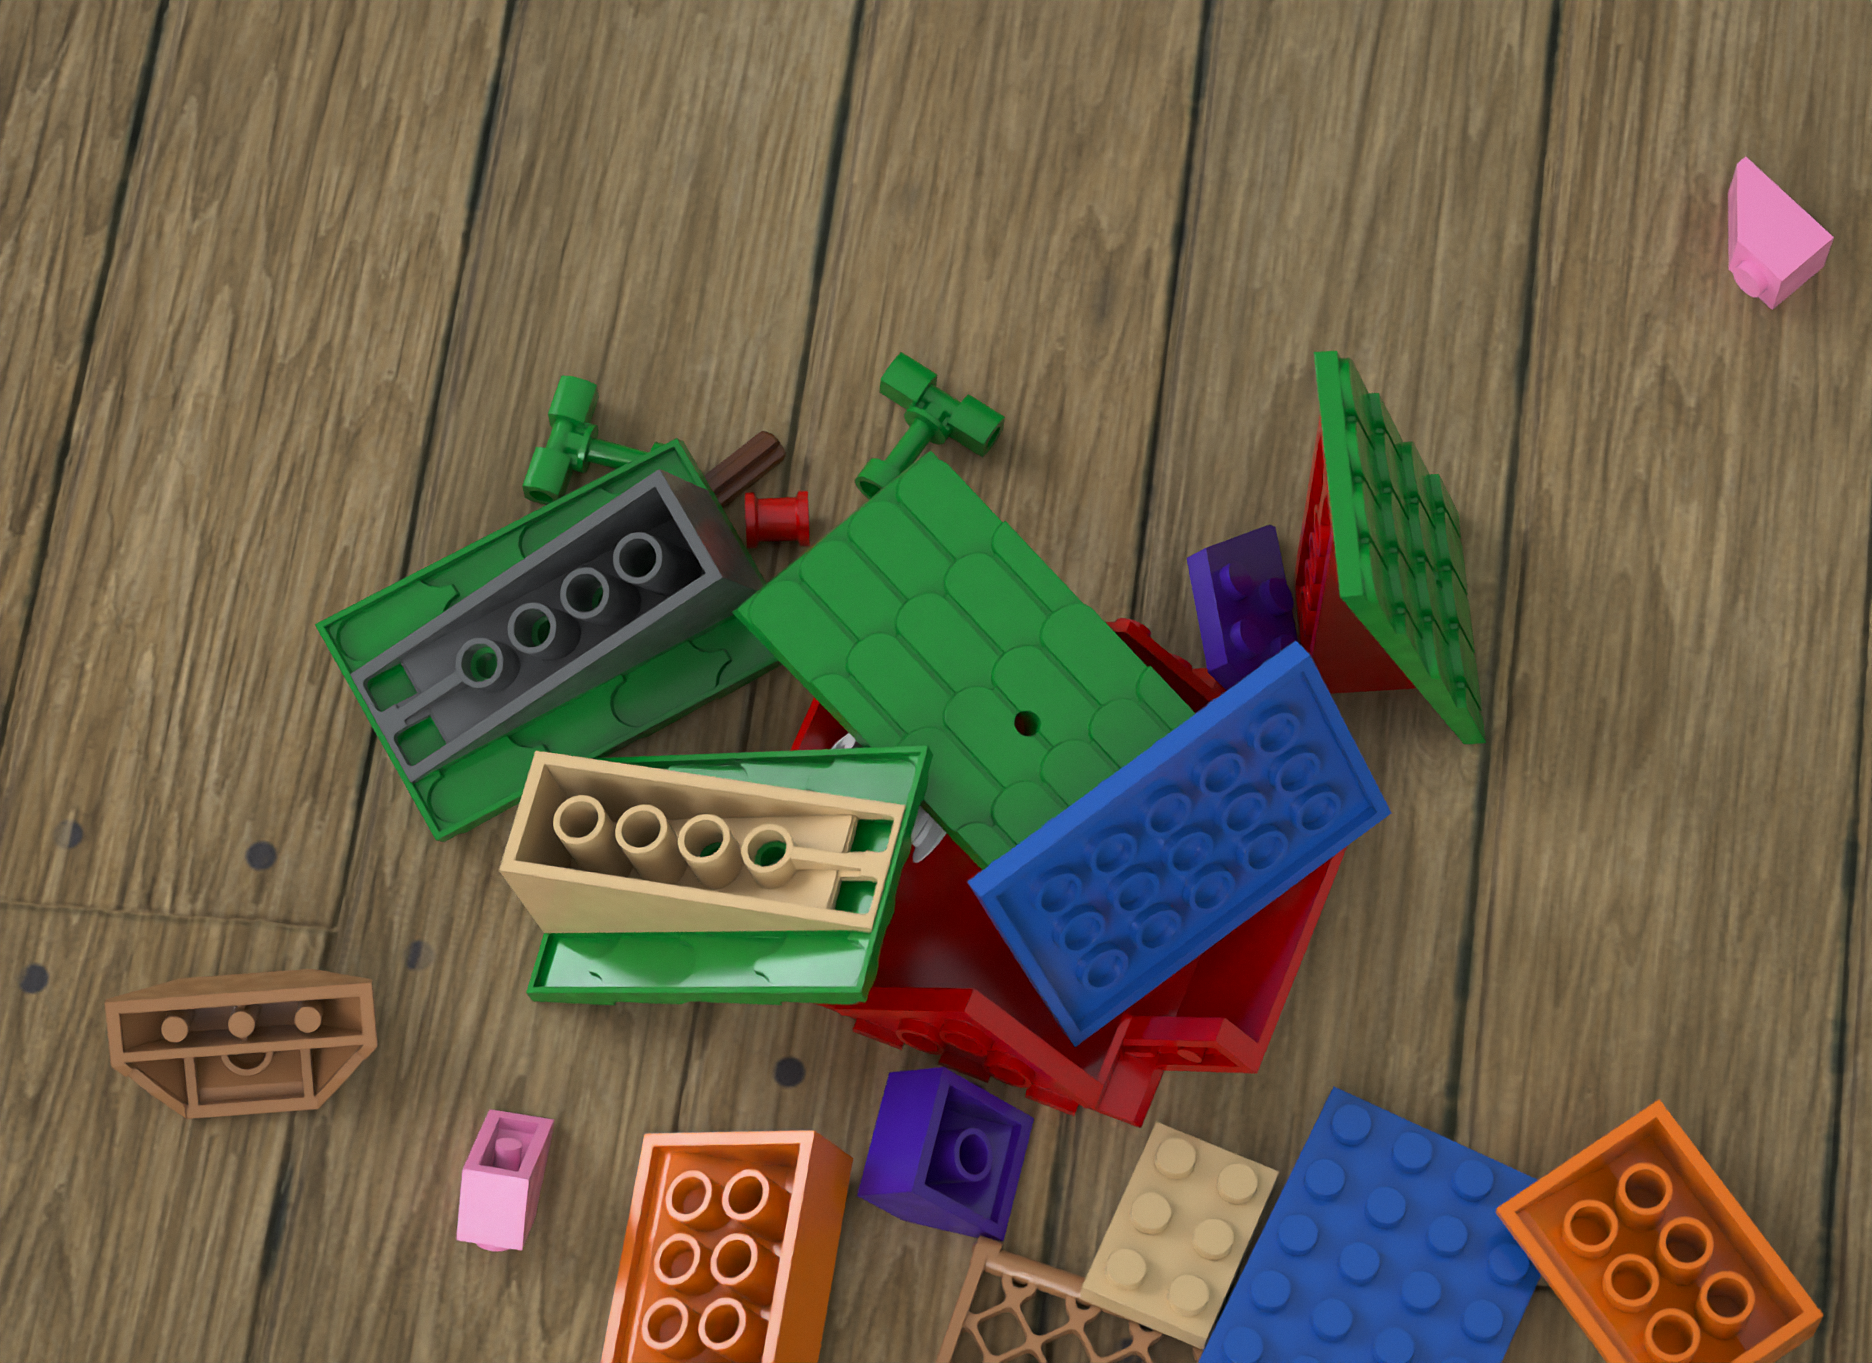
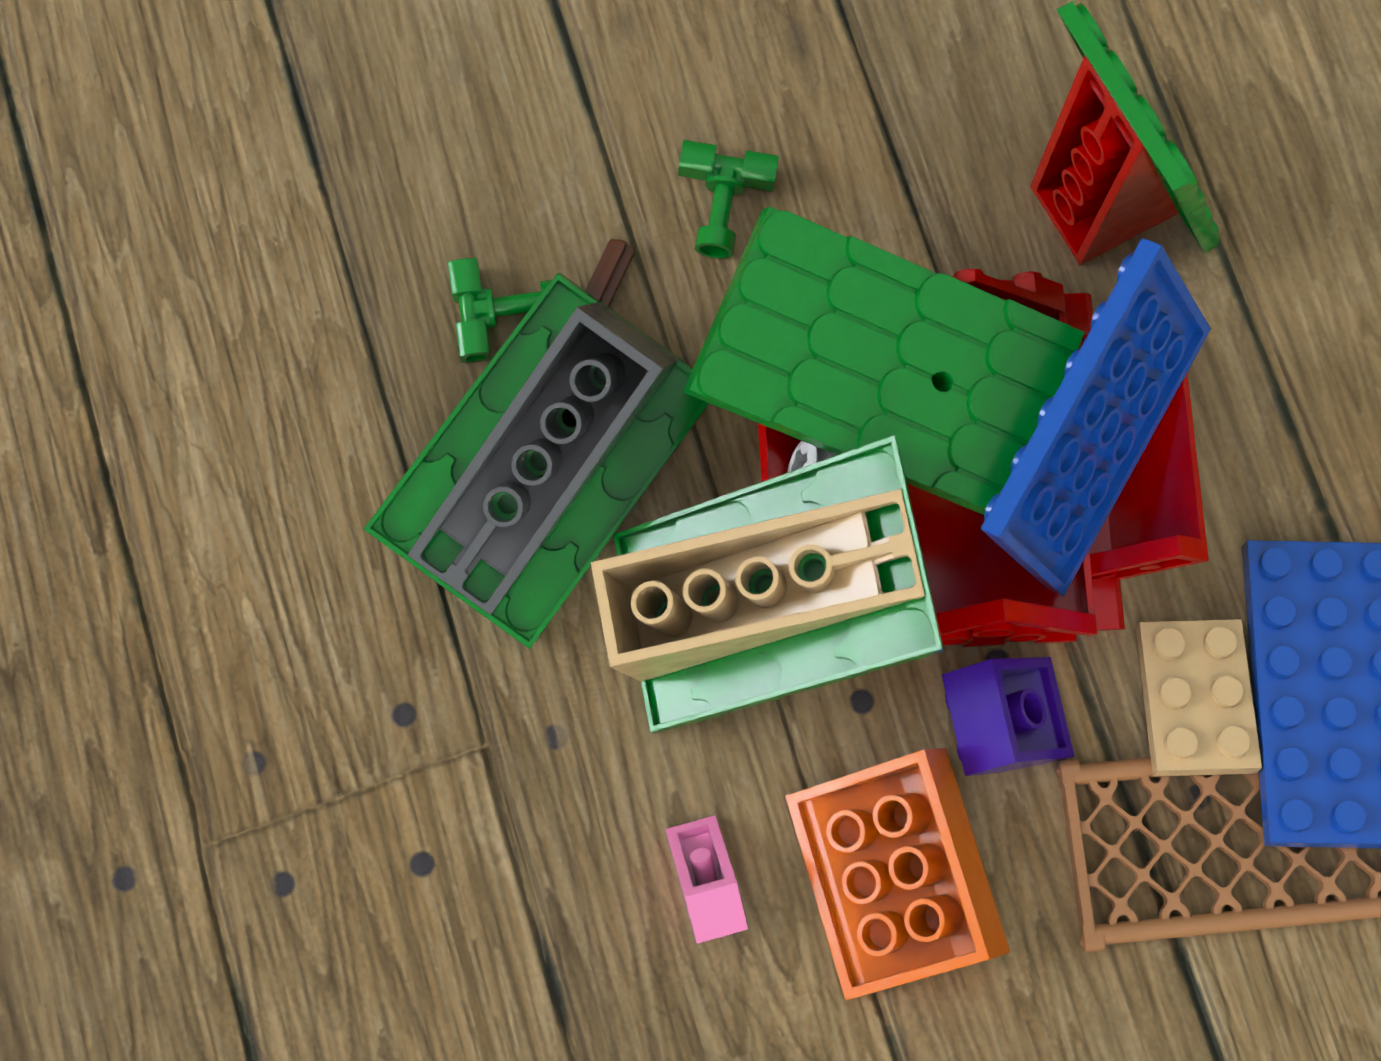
camera: 25 degrees left, 10 degrees up
(243, 1040) = (465, 863): medium nougat wedge -> none
(777, 519) = (654, 300): red bush -> none
(1242, 604) = (1031, 237): dark purple wing -> none

